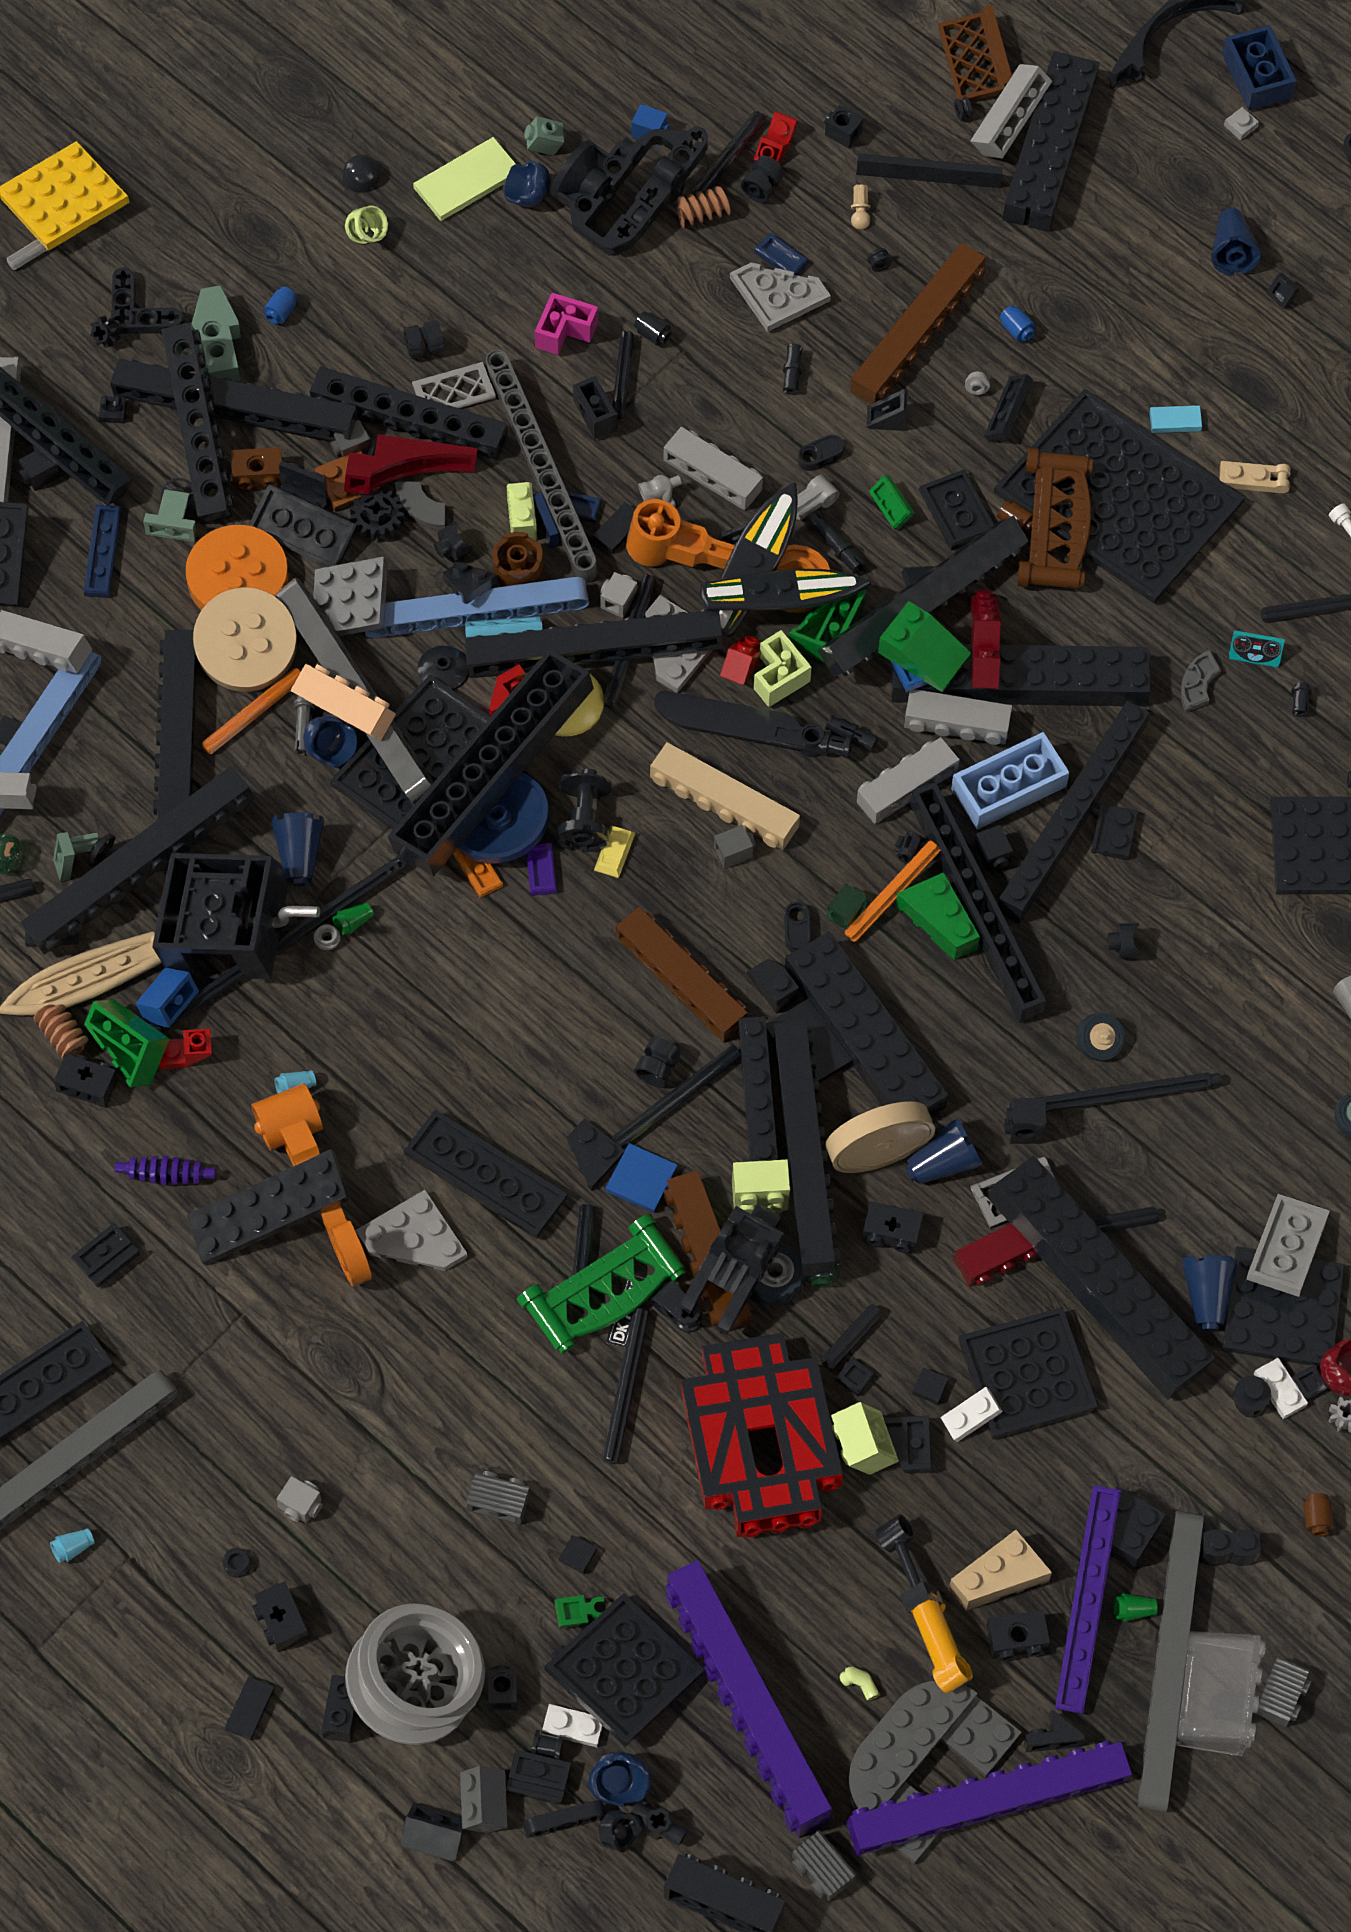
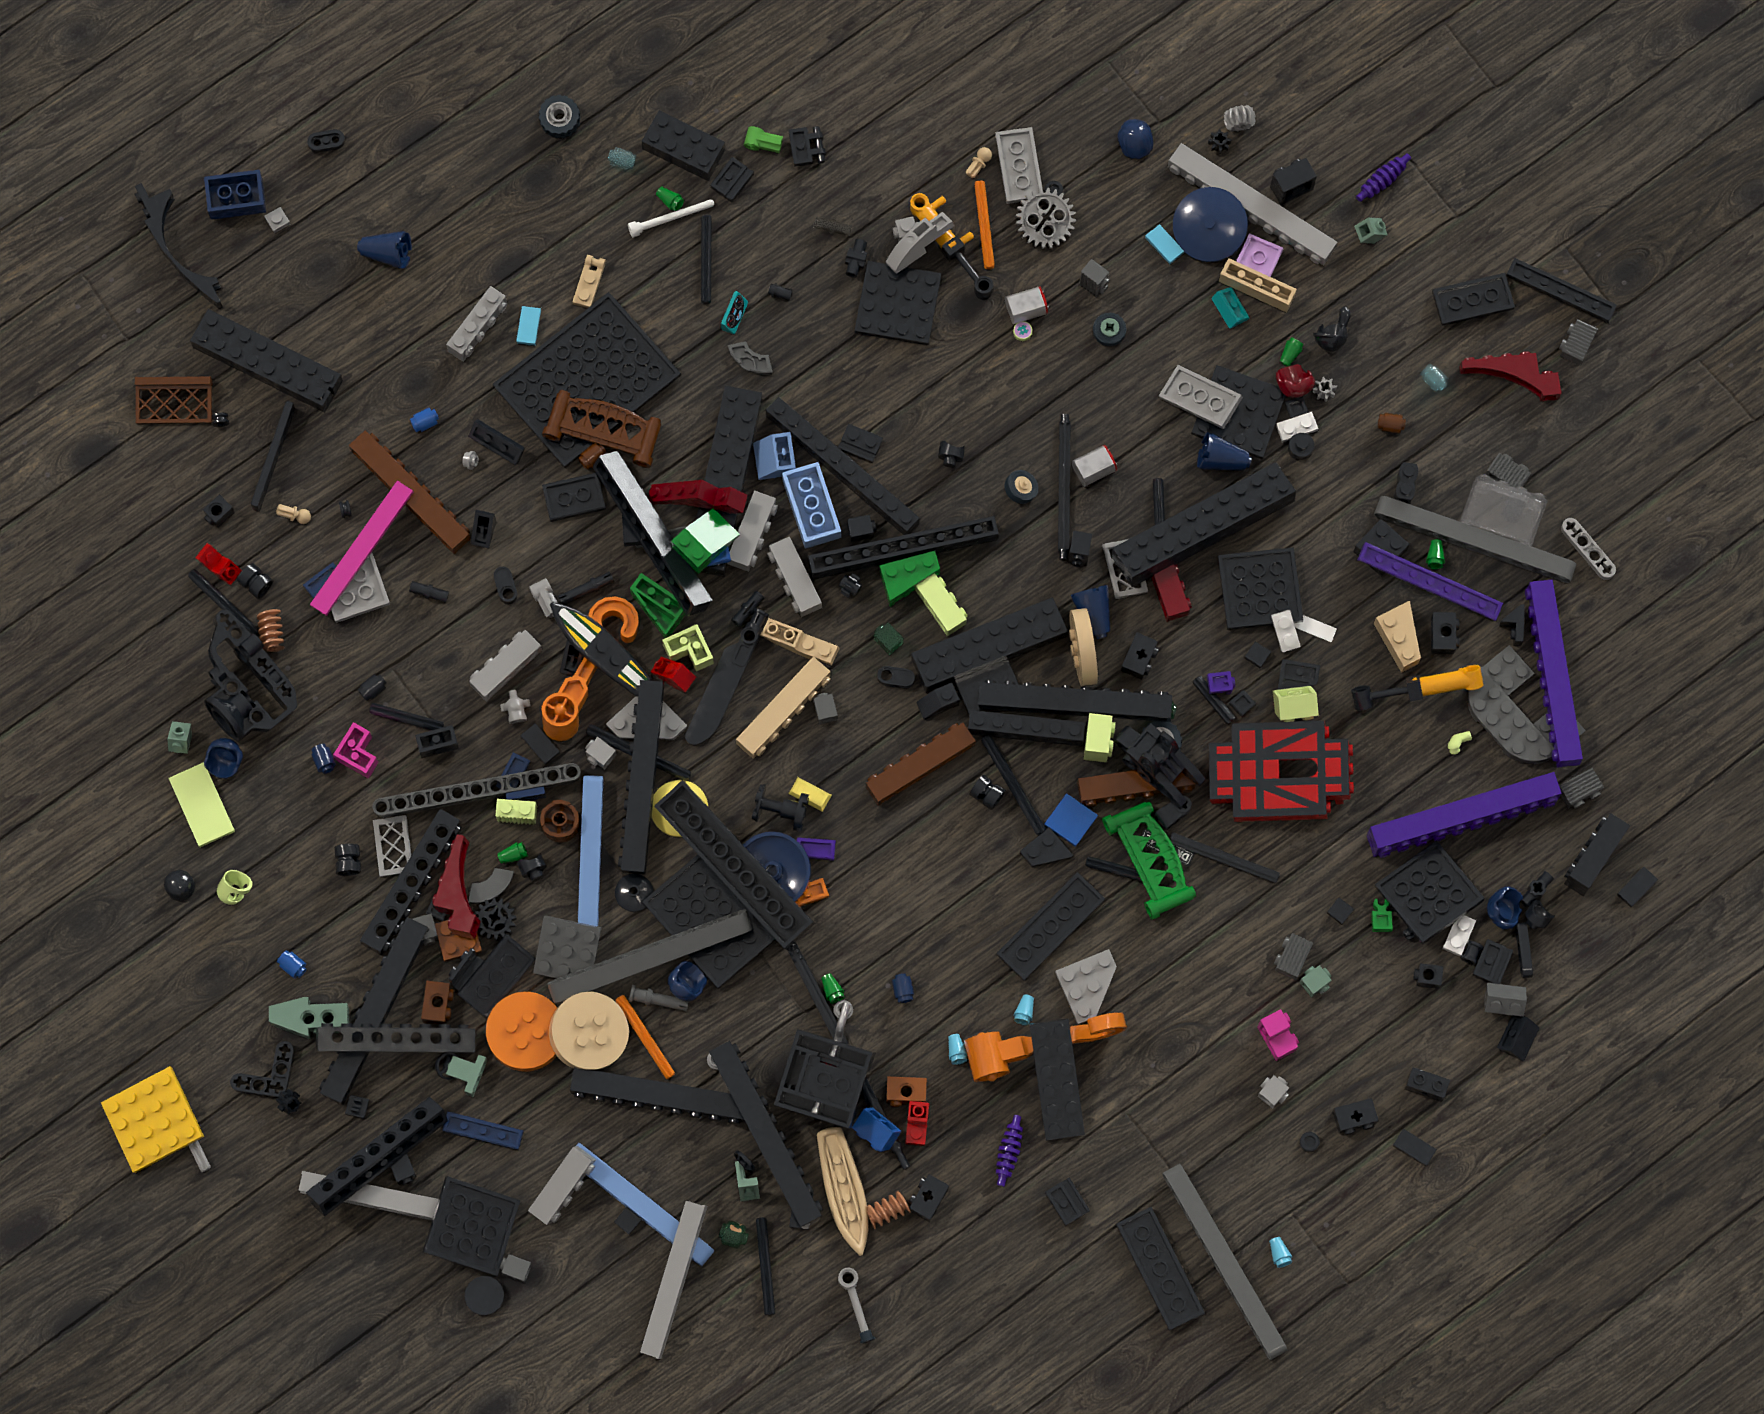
camera: 80 degrees left, 10 degrees up
(128, 1039) = (904, 1162): green wedge -> none
(227, 1014) = (895, 1086): none -> dark orange brick
(298, 845) = (768, 1018): dark blue cone -> none
(344, 702) = (666, 963): light nougat brick -> none
(362, 1159) = (1024, 1011): none -> medium azure cone
(367, 1003) = (903, 988): none -> dark blue brick
(380, 1491) = (1277, 1034): none -> dark pink brick
(394, 1709) = (1420, 1054): light grey wheel -> none
(468, 520) = (513, 853): none -> green cone
(468, 1533) = (1316, 980): none -> sand green brick
(469, 581) = (570, 859): black wing -> none
(494, 627) = (611, 841): medium azure tile -> none
(504, 685) = (673, 853): red slope -> none
(542, 292) = (323, 758): none -> dark blue brick
(647, 120) = (184, 656): blue brick -> none
(780, 590) = (632, 632): black piece -> none
(818, 799) = (798, 642): none -> tan slope
(829, 280) = (361, 548): none -> dark pink tile
(875, 1338) = (1220, 682): none -> dark purple bracket
(889, 894) = (883, 604): orange axle -> none
(891, 502) = (560, 542): green plate -> none
(910, 964) = (941, 604): none -> yellowish green brick
(988, 1460) = (1316, 628): none -> white sticker
(1011, 111) = (238, 383): light grey brick -> none
(1070, 729) = (774, 455): none -> medium blue slope
(1153, 1124) = (1094, 465): none -> flat silver piece
(1161, 357) = (477, 323): none -> light grey brick
(1194, 1826) = (1586, 550): none -> light grey beam
(1283, 290) = (436, 224): black tile -> none
(1327, 1006) = (1022, 331): none -> tile

